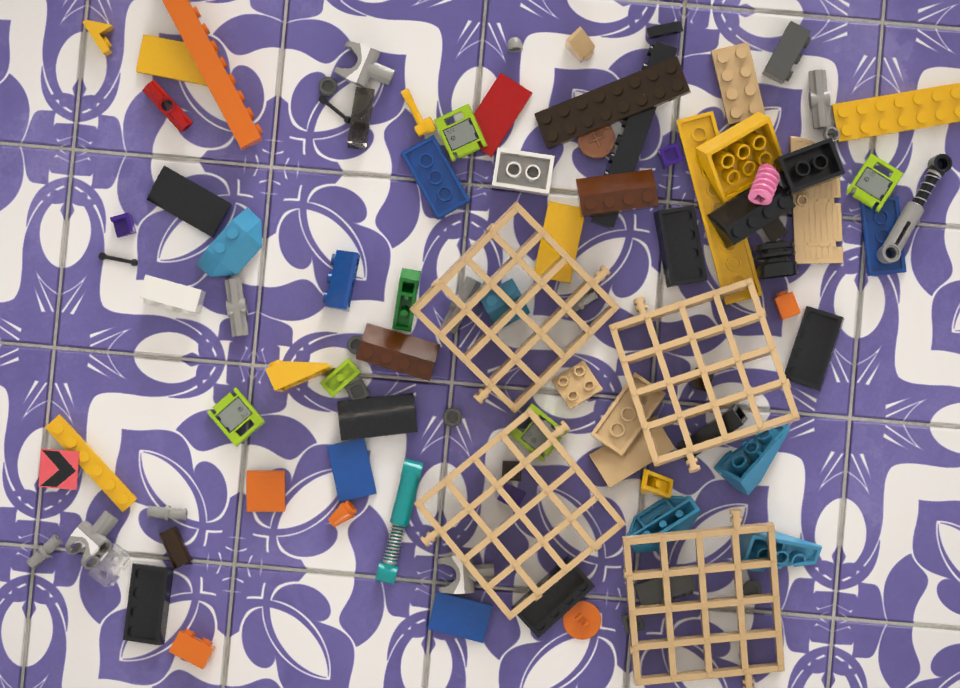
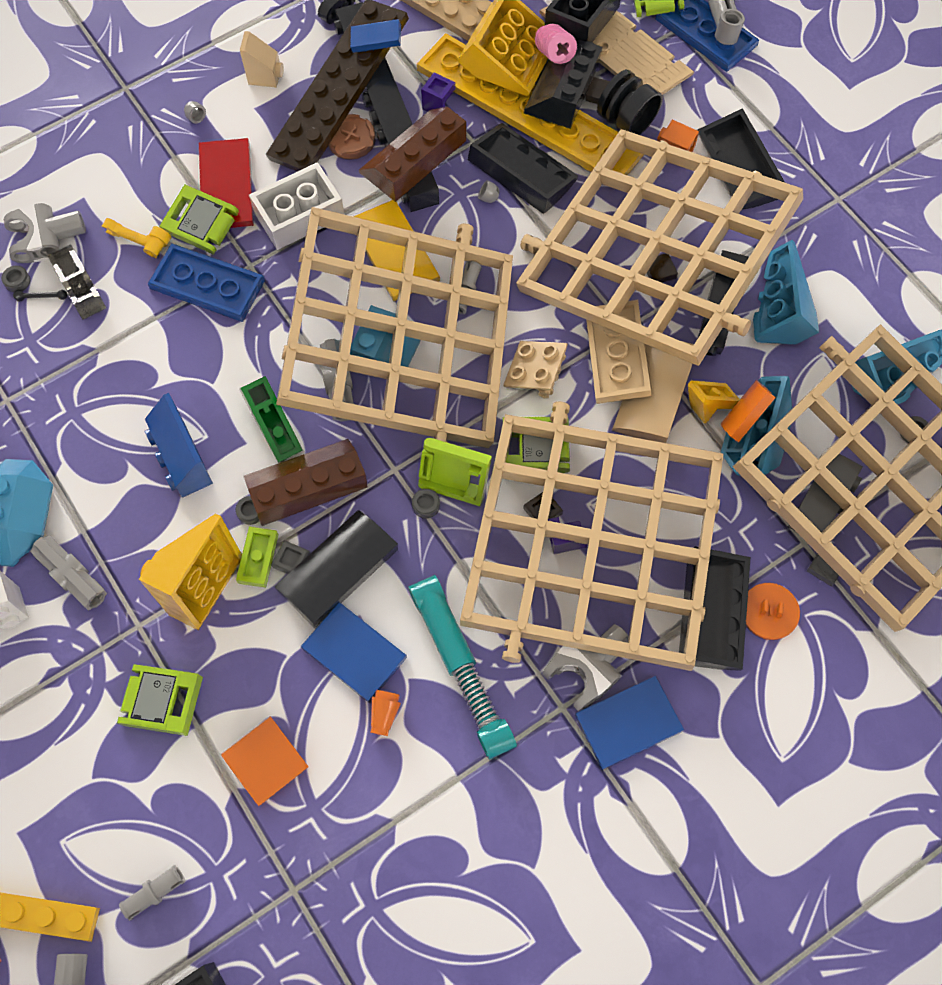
camera: 40 degrees left, 20 degrees down
(175, 547) = (195, 931): dark brown brick -> none
(478, 416) = (449, 471): none -> lime container
(644, 248) = (489, 192): none -> light grey hinge
(656, 95) = (375, 36): none -> blue tile
(661, 510) = (747, 411): none -> orange slope

